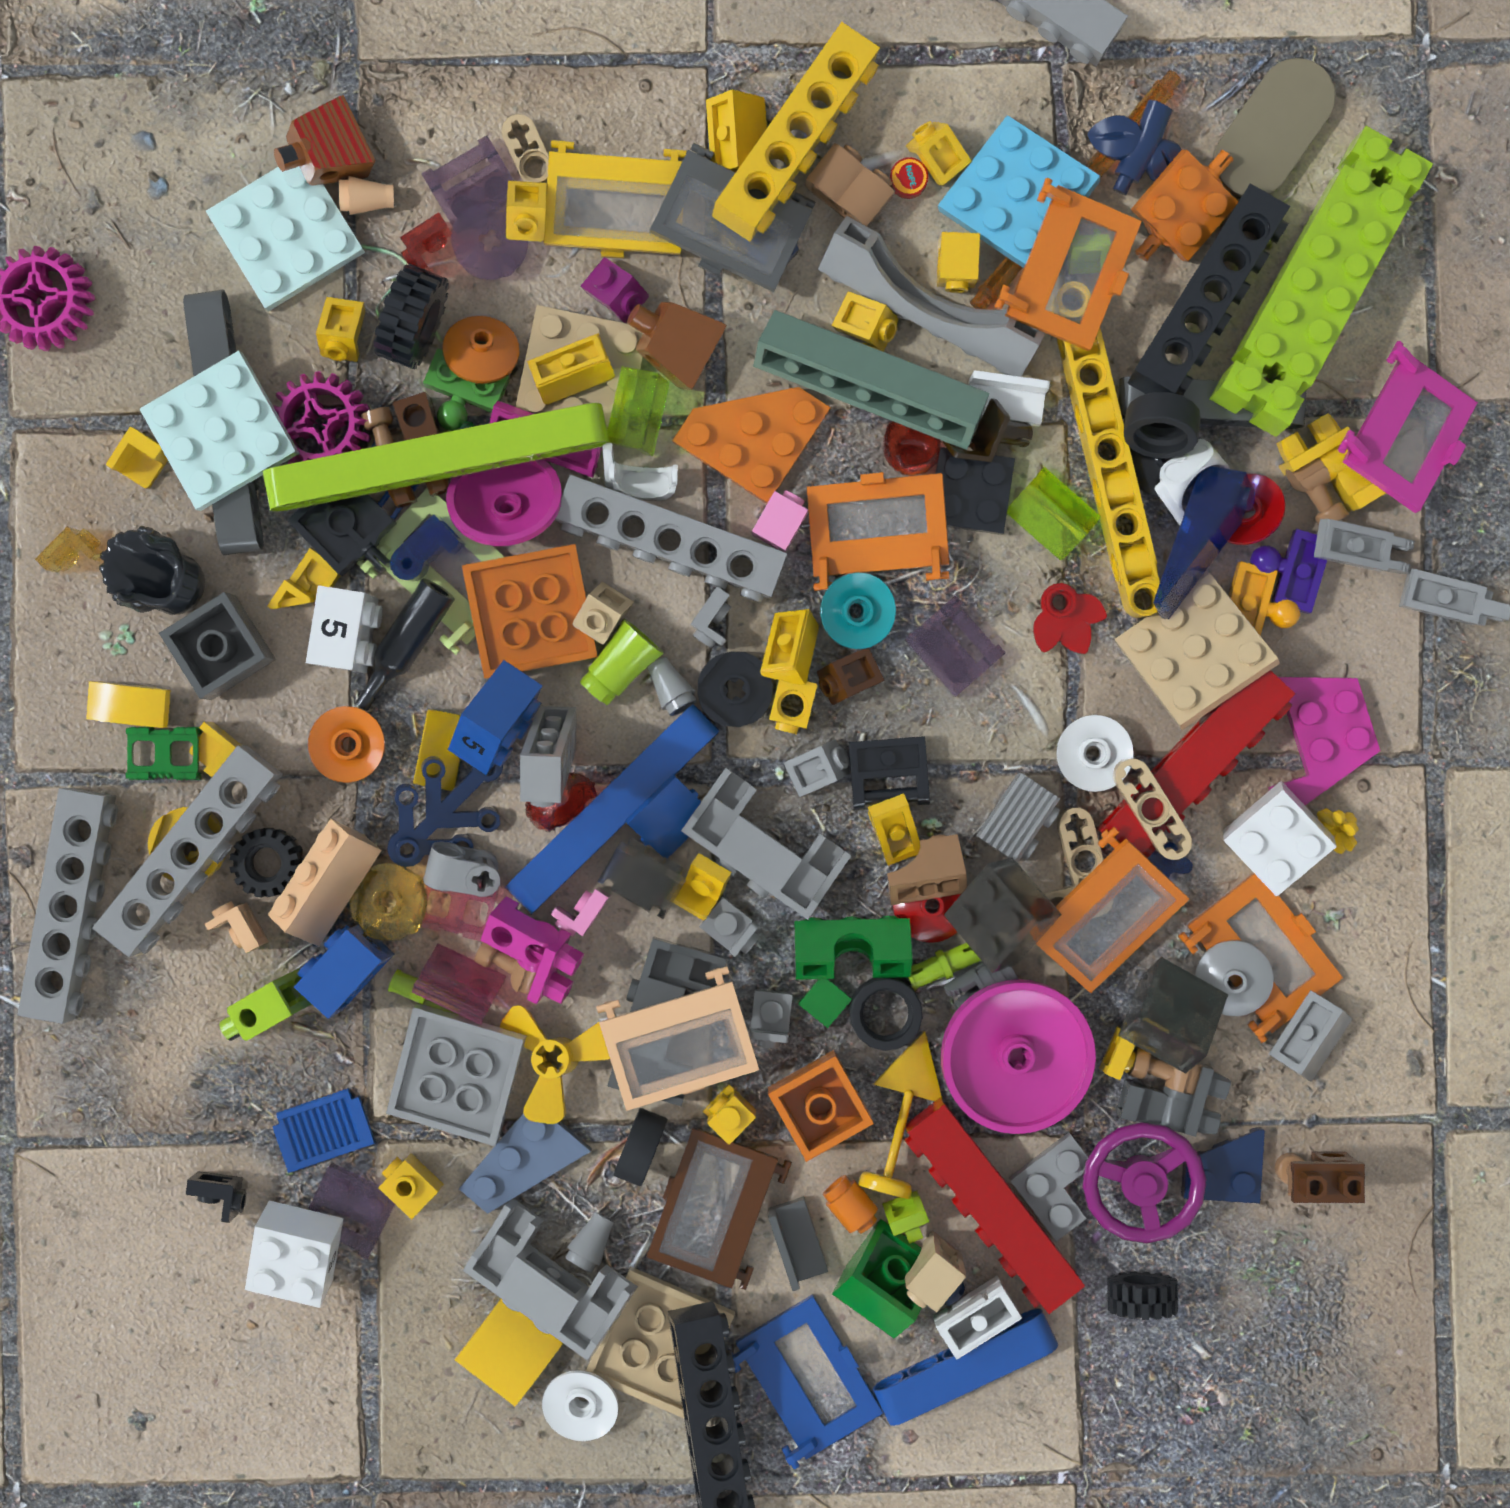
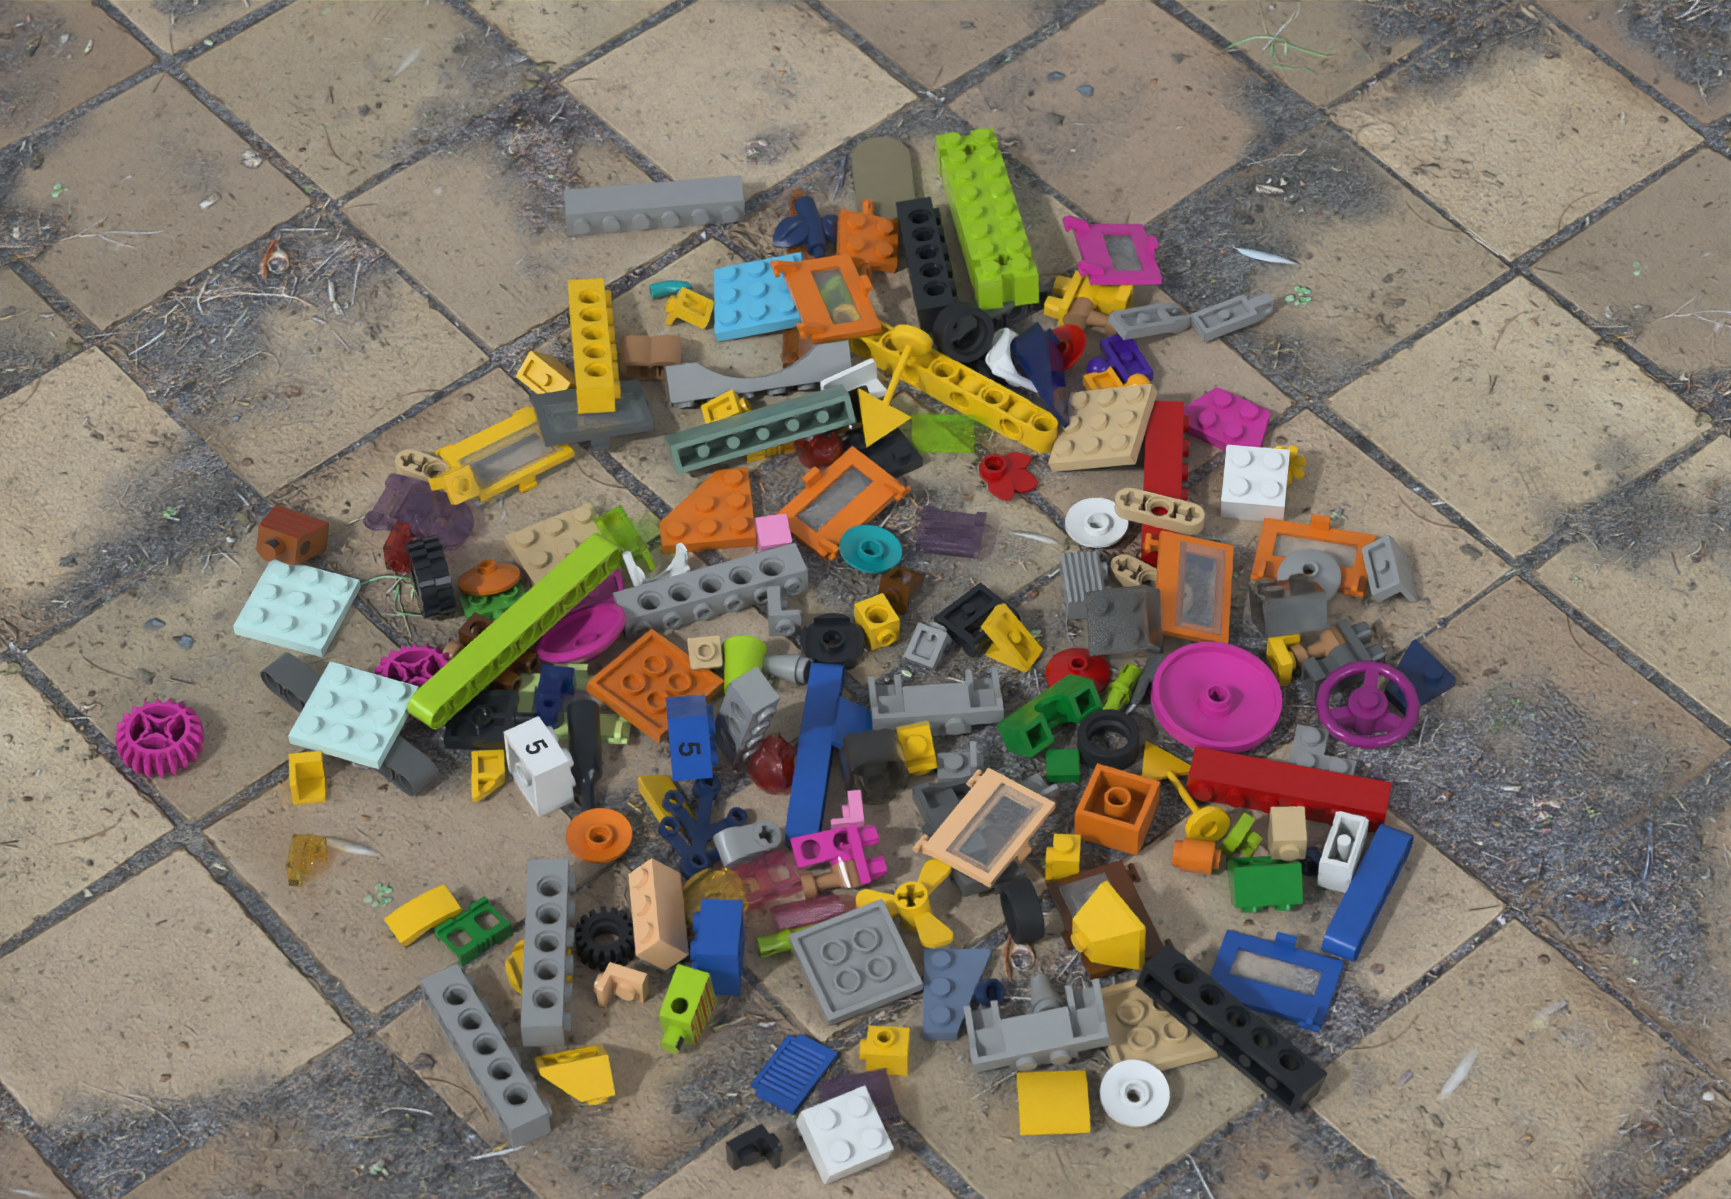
camera: 40 degrees left, 40 degrees down
(129, 991) = (579, 1072): none -> yellow slope
(150, 573) = (375, 824): black hair -> none
(214, 747) = (508, 898): yellow panel -> none
(217, 646) = (459, 835): dark grey brick -> none
(340, 329) = (386, 629): yellow bracket -> none
(364, 195) = (334, 553): light nougat cone -> none
(548, 1195) = (989, 990): none -> dark blue hinge
(571, 369) = (559, 542): yellow slope -> none
(614, 289) = (547, 495): magenta bracket -> none
(676, 340) = (615, 484): dark orange torso -> none
(681, 1248) = (1109, 930): none -> yellow slope
(790, 646) = (844, 590): yellow slope -> none
(797, 1241) = (1182, 905): dark grey panel -> none
(909, 178) = (686, 331): red tile -> none
(932, 874) = (1058, 642): medium nougat arch -> none
(949, 104) = (667, 288): none -> teal arm
(958, 261) = (754, 349): yellow brick -> none
(998, 460) = (878, 415): none -> yellow piece
(1142, 1295) = (1433, 765): black tyre -> none
(1324, 1179) = (1473, 623): reddish brown hips -> none

